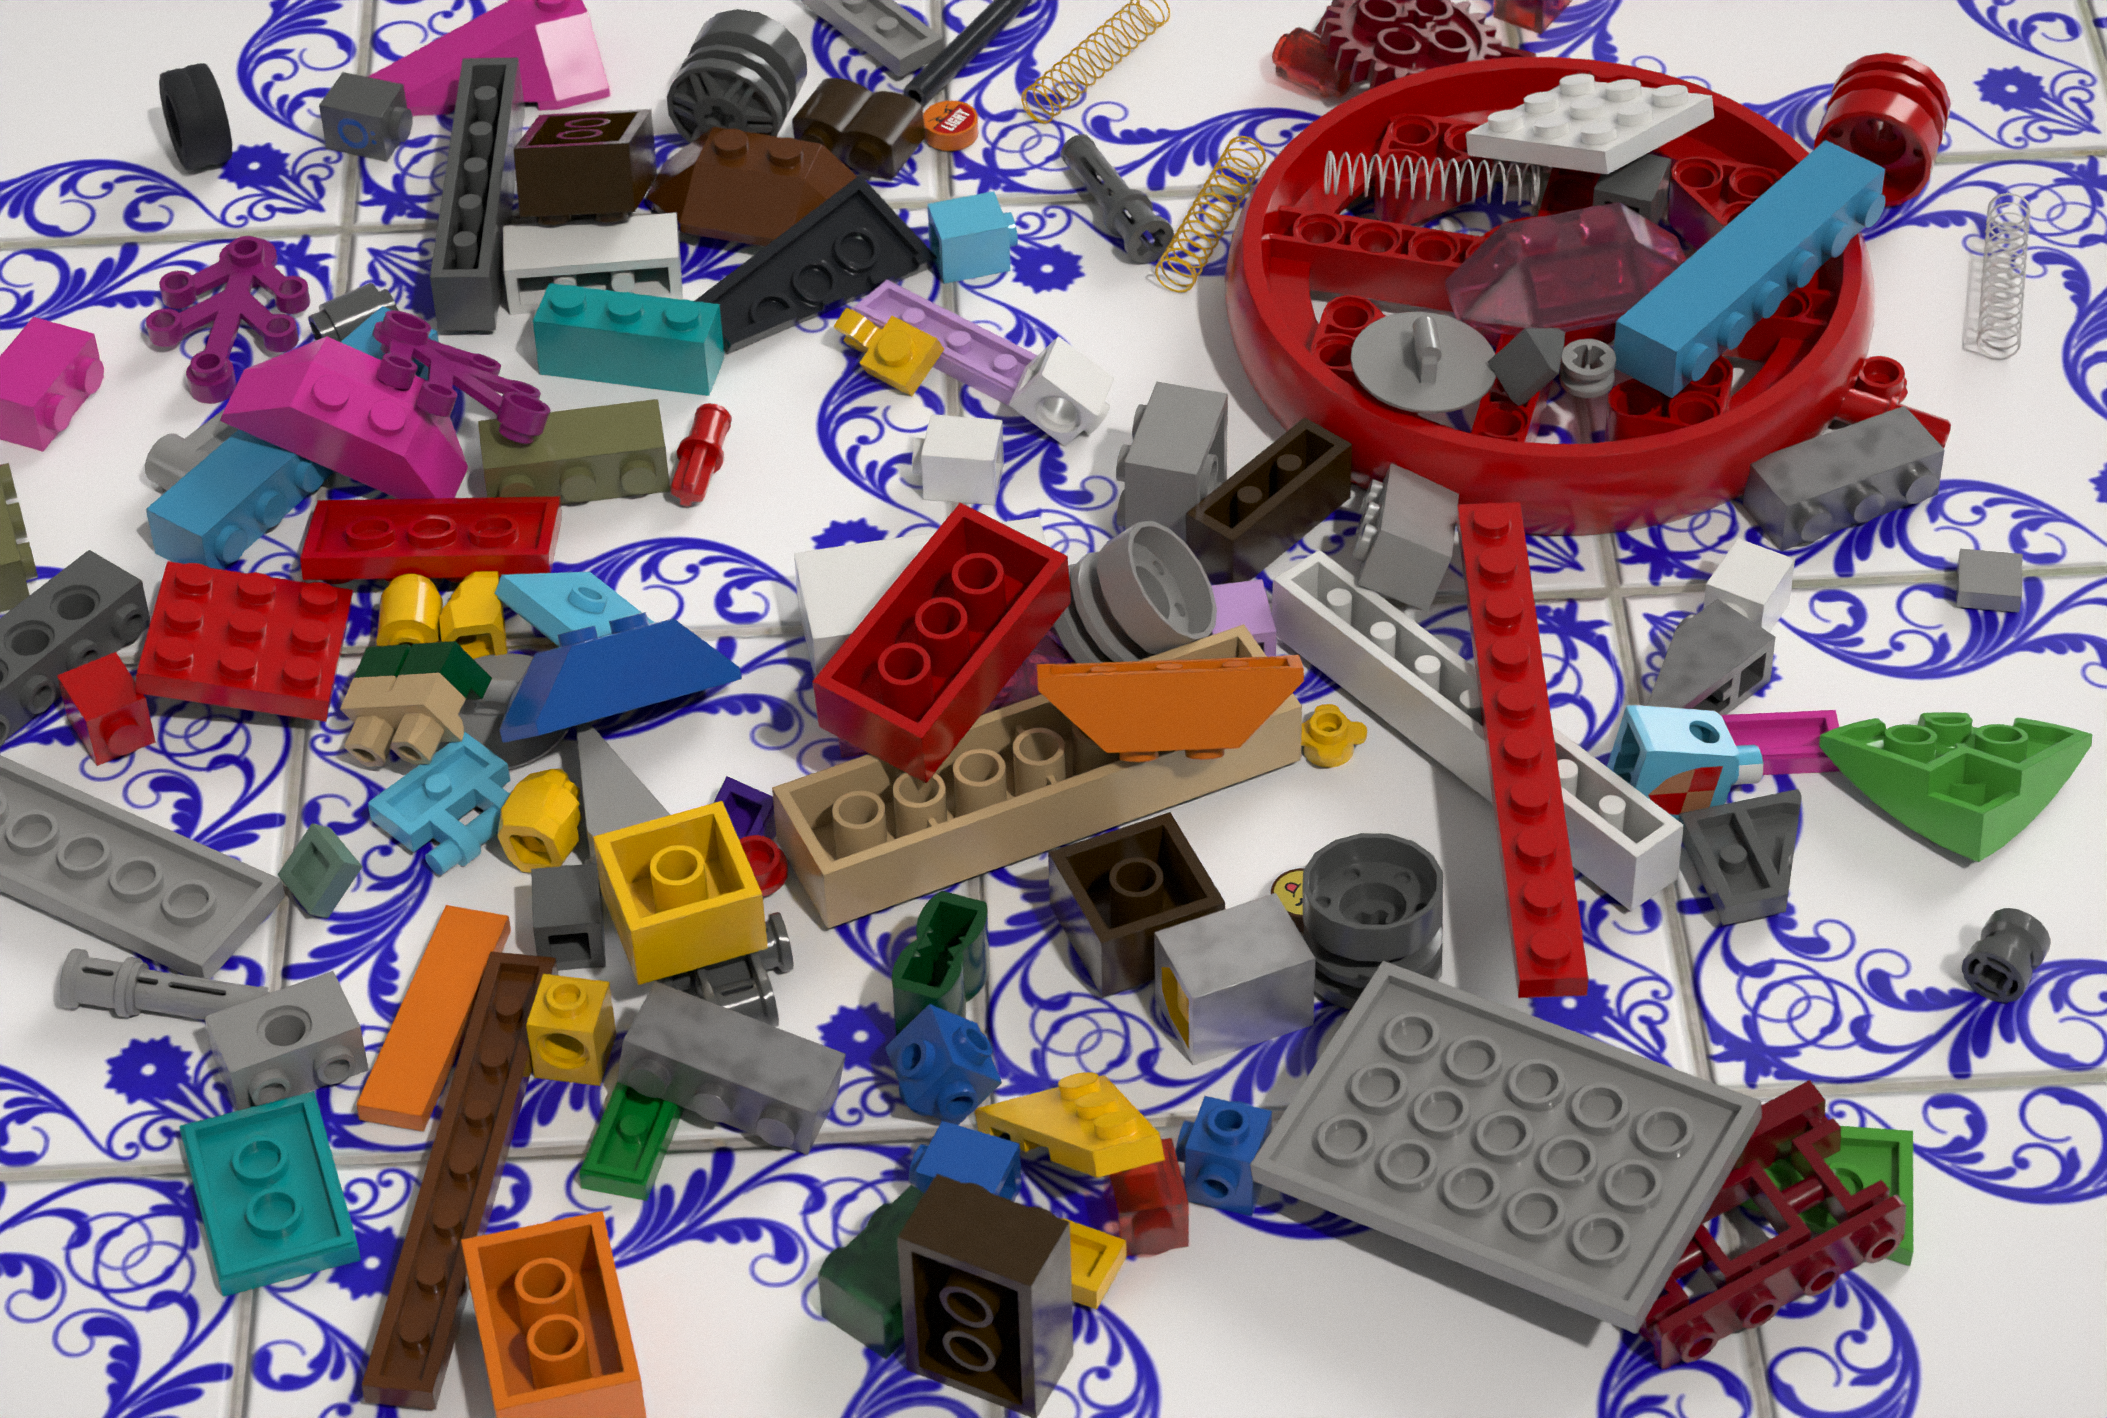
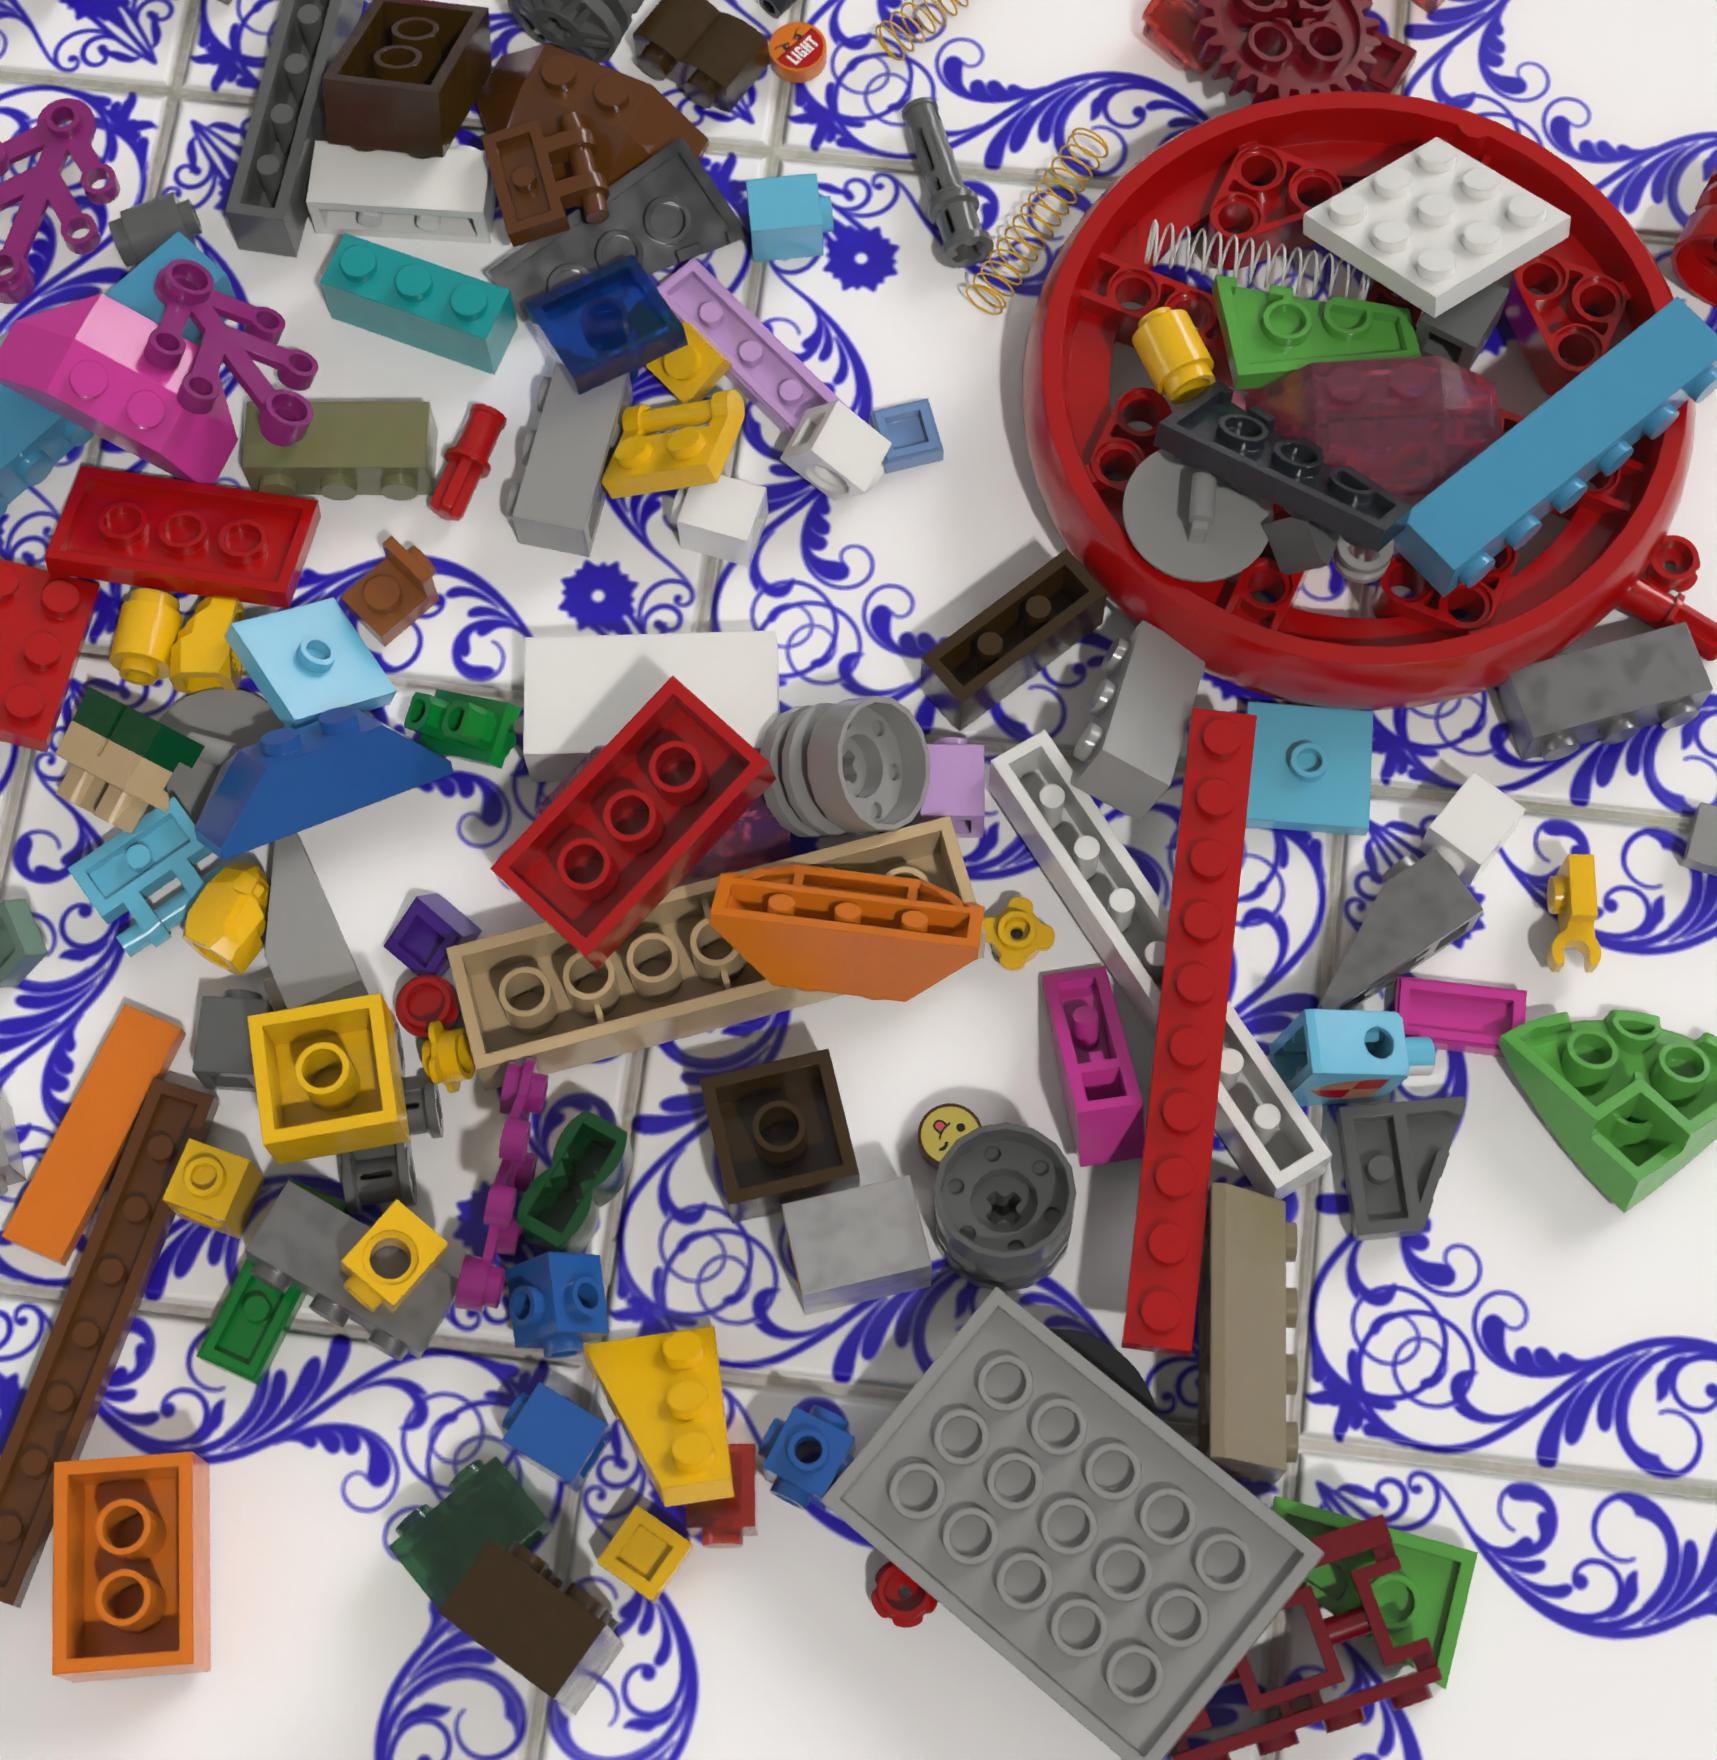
camera: 10 degrees right, 25 degrees up
(651, 559) = (393, 592): none -> dark orange bracket
(721, 226) = (526, 180): none -> reddish brown plate
(754, 634) = (464, 726): none -> green hips
(777, 1020) = (403, 1230): none -> yellow brick
(787, 896) = (447, 1056): none -> yellow plate
(801, 434) = (565, 463): none -> light grey brick
(819, 320) = (606, 324): none -> clear blue tile
(870, 1032) = (479, 1280): none -> magenta plant
(903, 403) = (678, 458): none -> yellow plate
(1131, 385) = (912, 435): none -> medium blue tile
(1173, 456) = (924, 582): light grey brick -> none
(1355, 1244) = (887, 1603): none -> red plate
(1372, 248) = (1173, 354): none -> yellow brick
(1418, 287) = (1291, 473): none -> black wing
(1439, 815) = (1094, 1067): none -> dark pink slope
(1457, 227) = (1280, 333): none -> bright green wing
(1586, 578) = (1310, 769): none -> medium azure plate
(1631, 975) = (1244, 1334): none -> dark tan slope
(1862, 634) = (1574, 899): none -> yellow plate
(2005, 955) = (1621, 1343): dark grey wheel -> none

